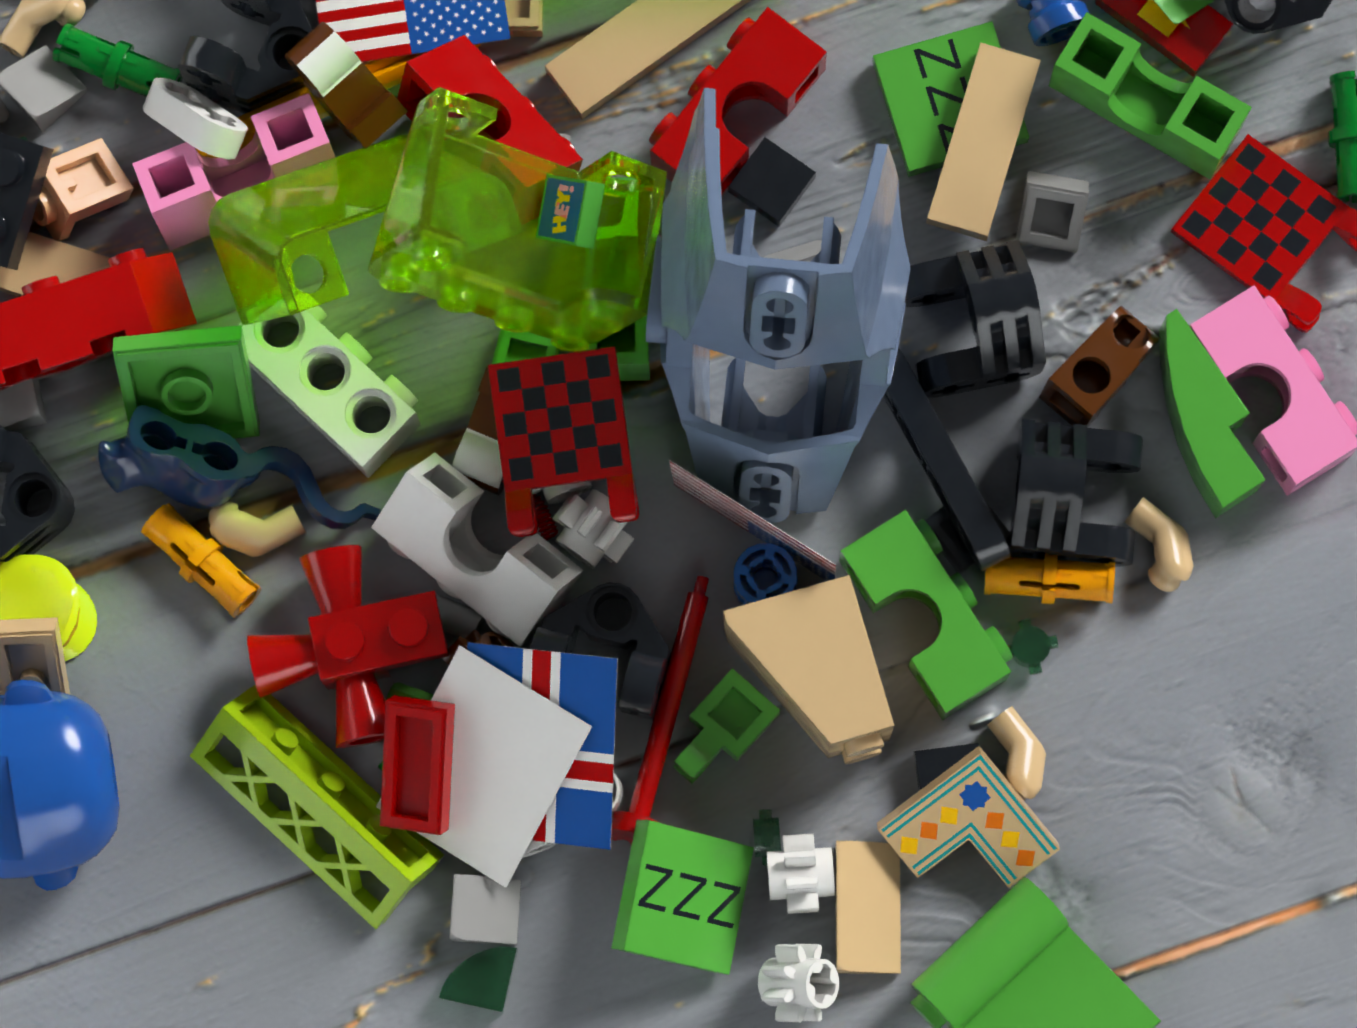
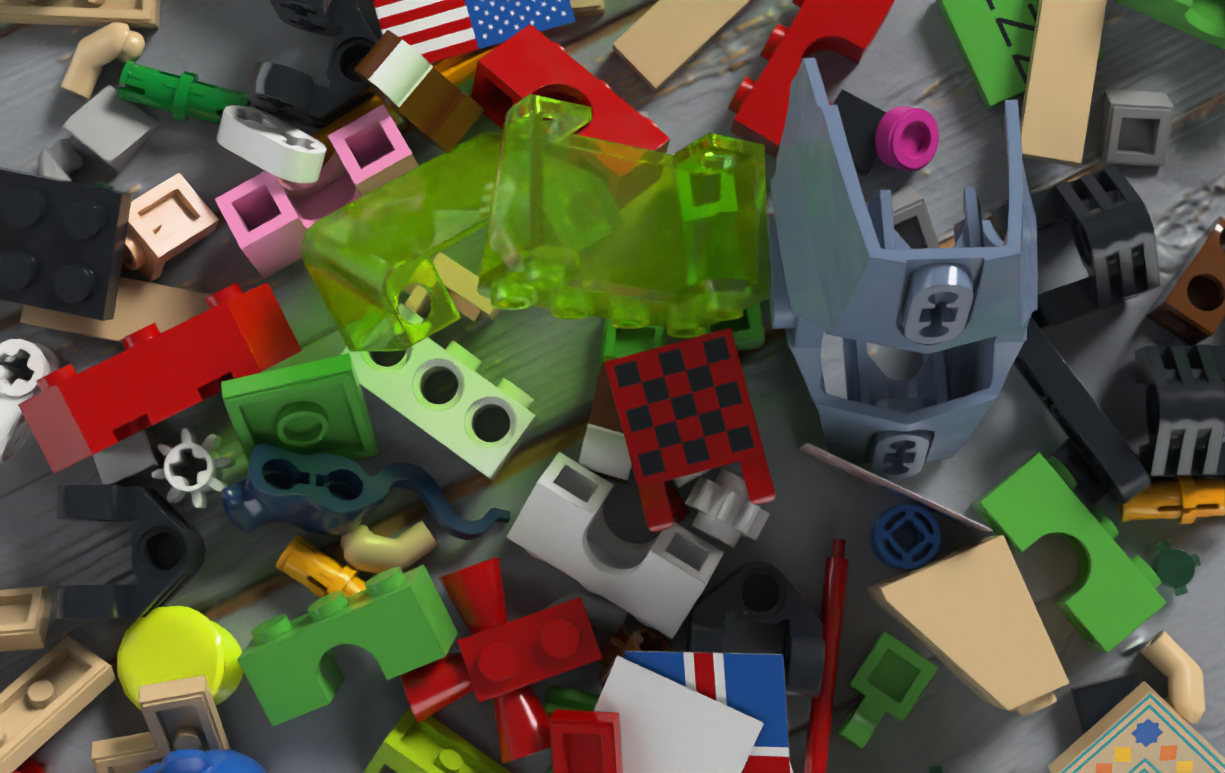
camera: 10 degrees left, 5 degrees up
(62, 414) = (181, 457): none -> white gear
(251, 590) = (393, 619): none -> bright green arch
(363, 288) = (461, 287): none -> bracket
(570, 211) = (672, 199): tile -> none
(822, 191) = (907, 138): none -> dark pink tile

